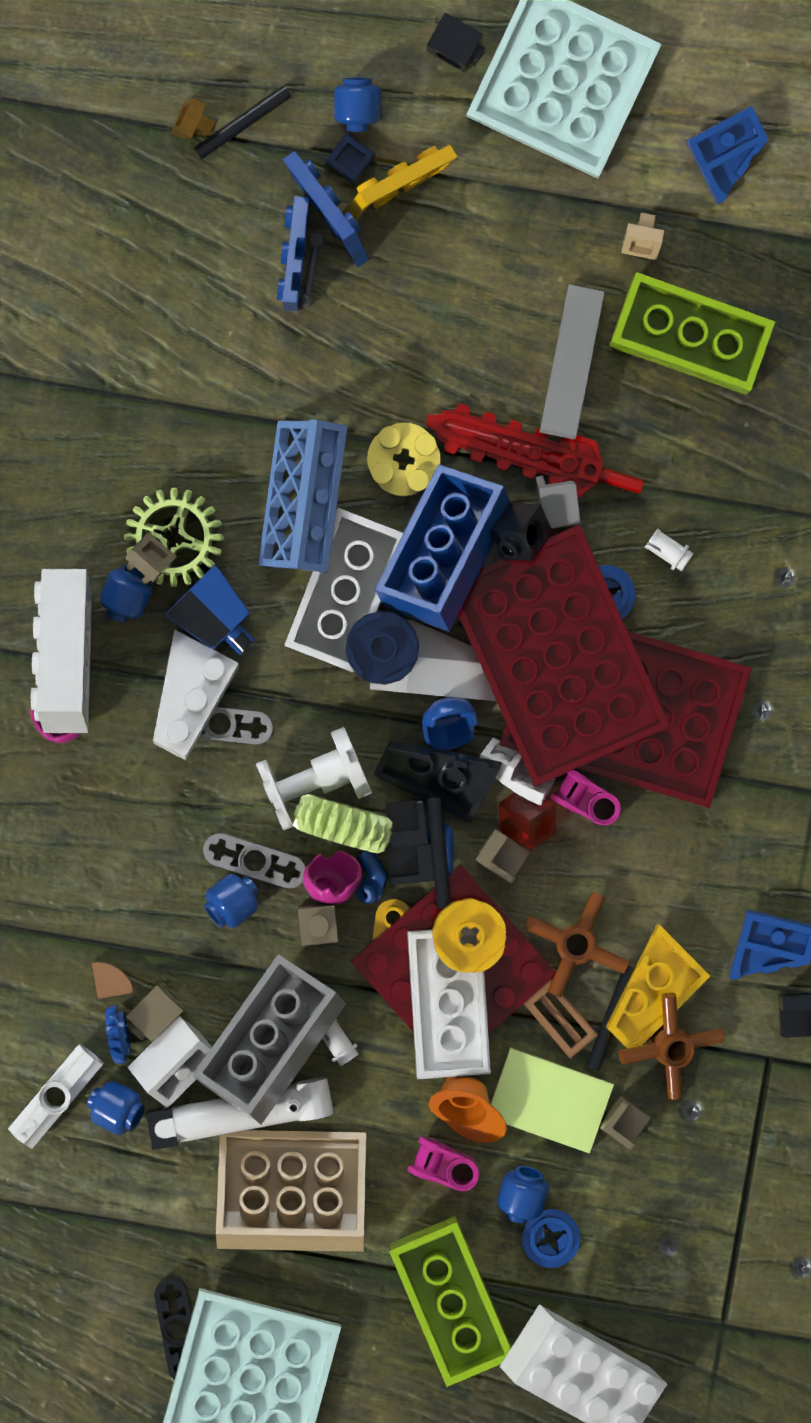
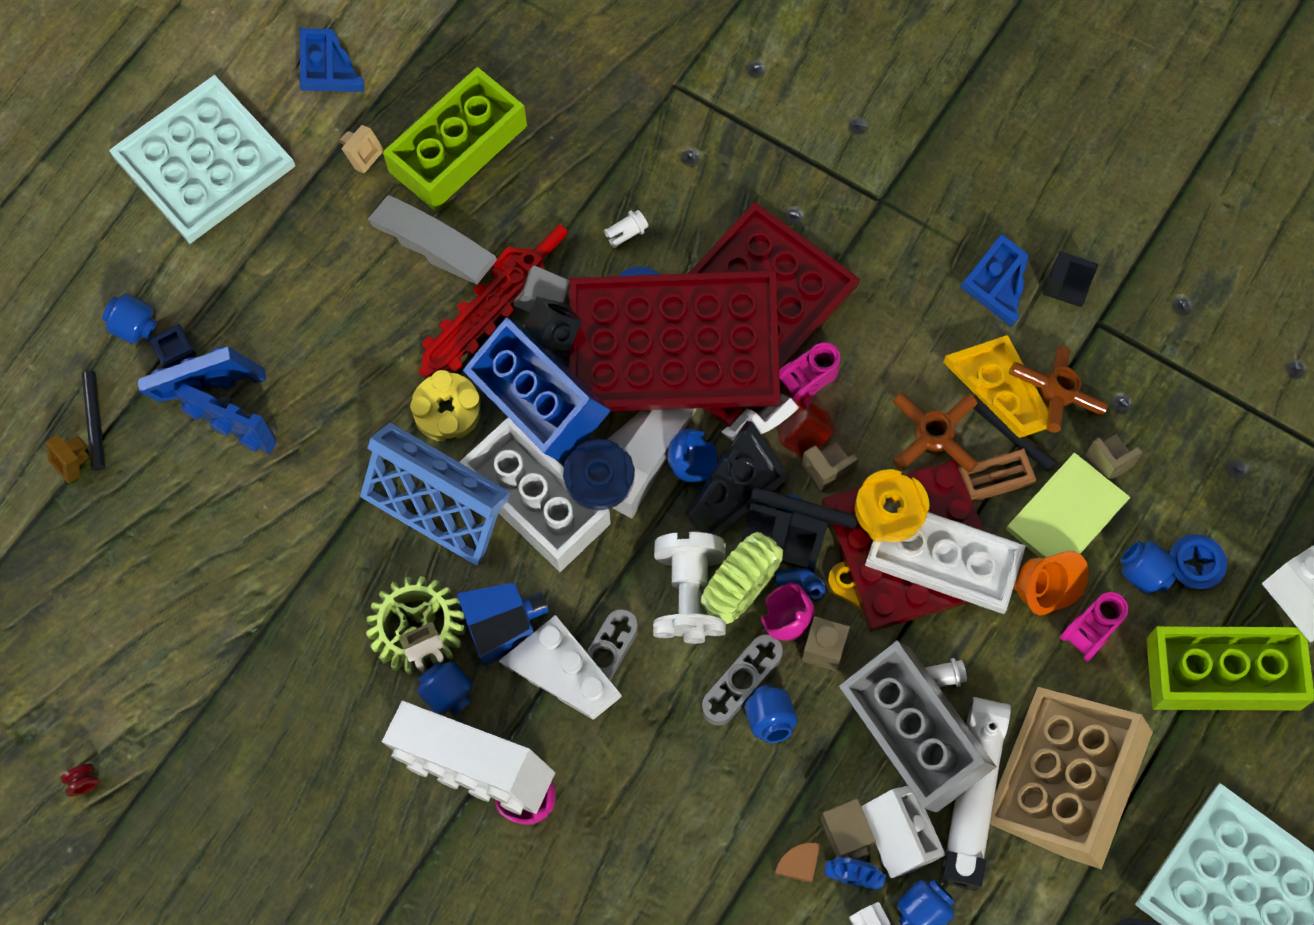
camera: 60 degrees left, 20 degrees down
(401, 176) = (210, 305): yellow wing -> none
(456, 43) = (125, 224): black brick -> none

